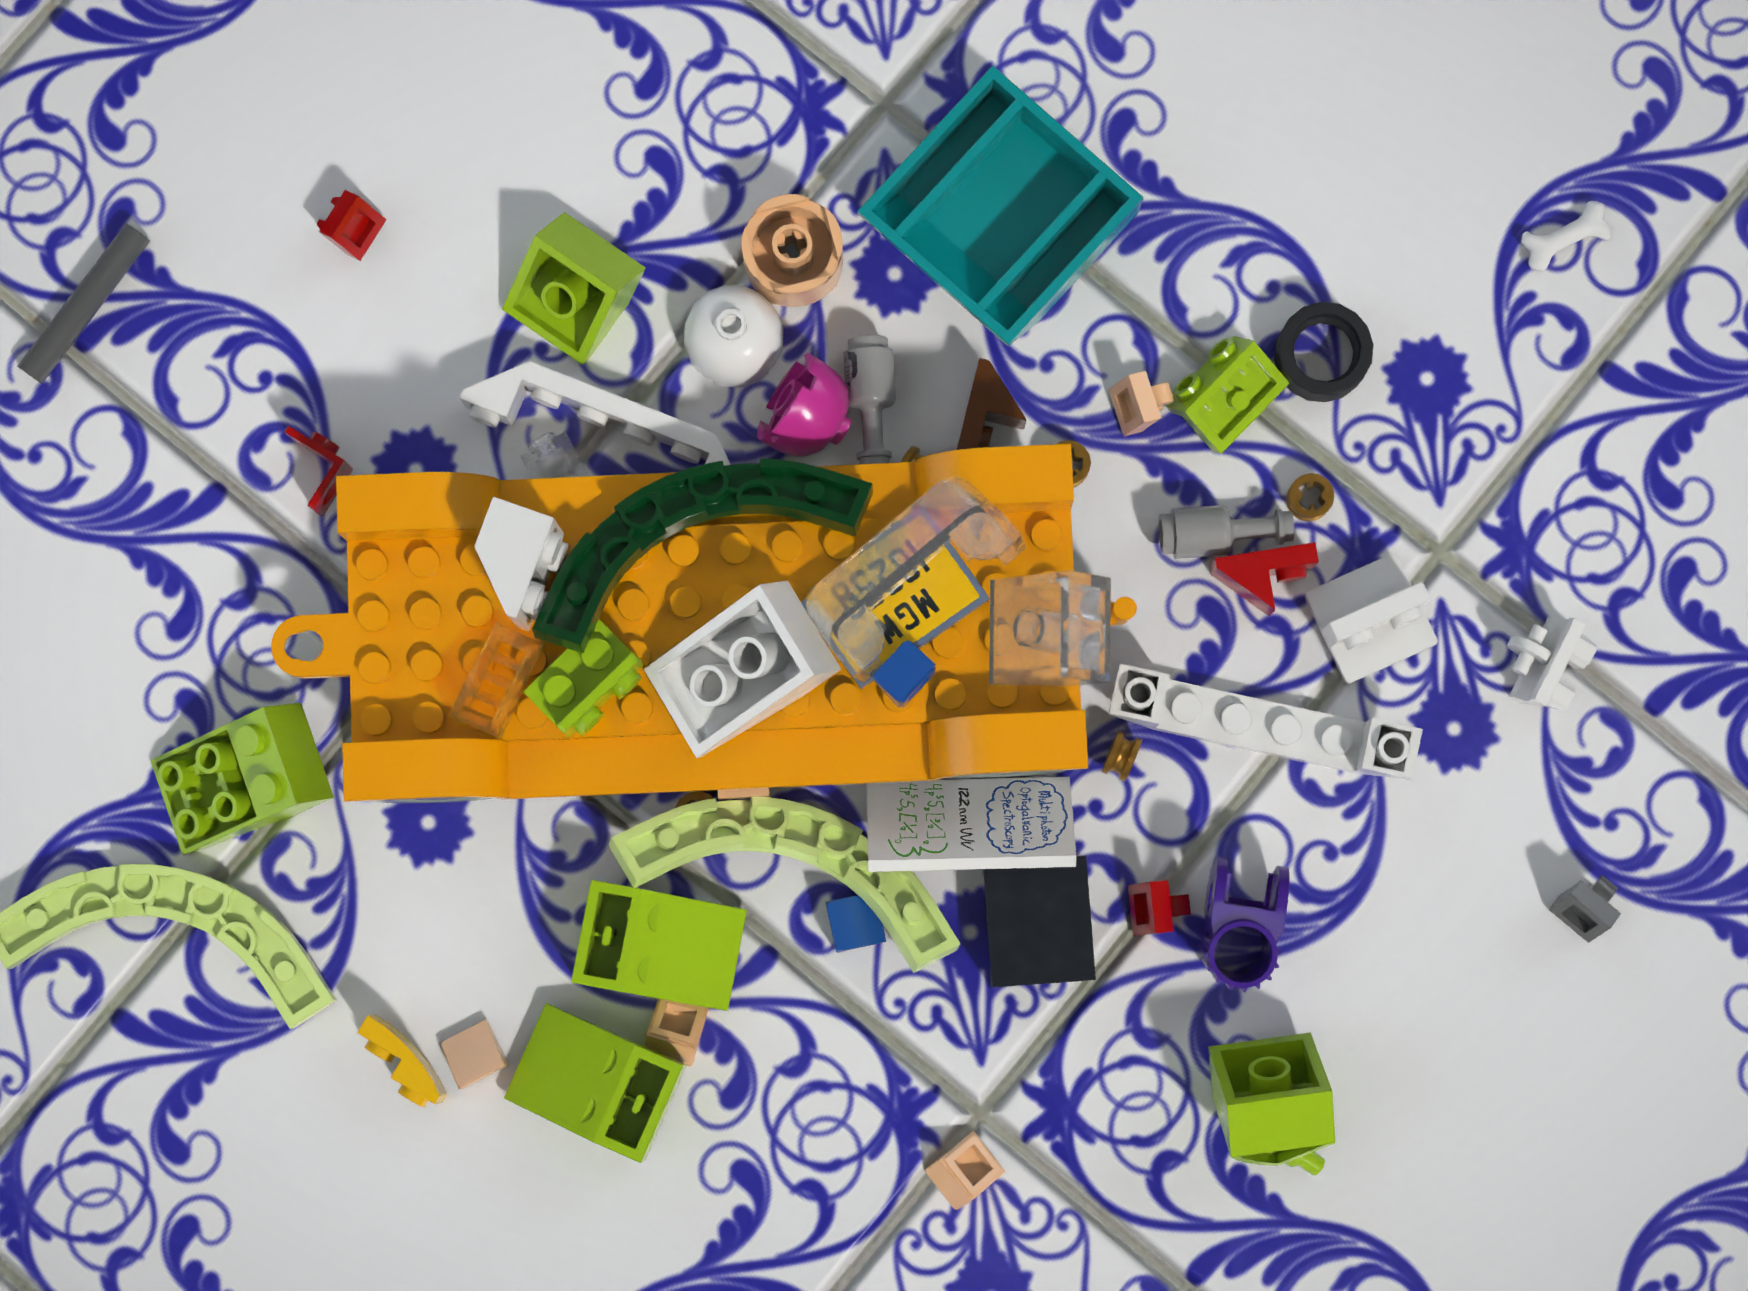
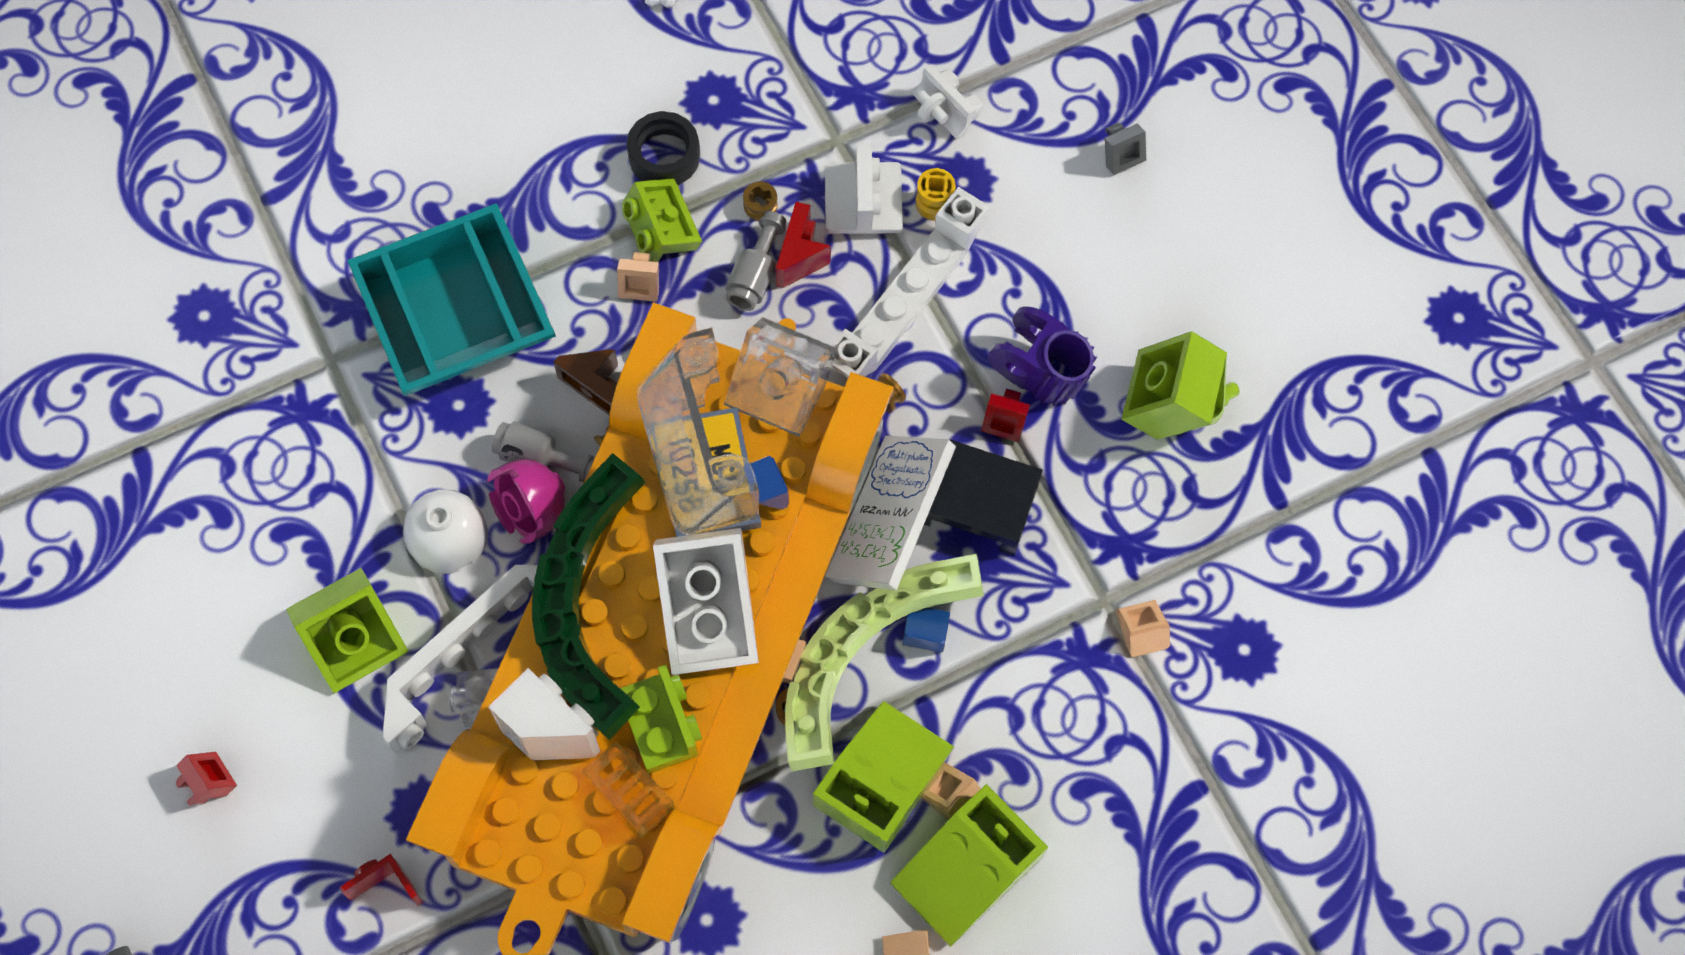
camera: 70 degrees left, 15 degrees down
(816, 235) = (405, 457): light nougat brick -> none
(1403, 704) = (933, 191): none -> yellow wheel

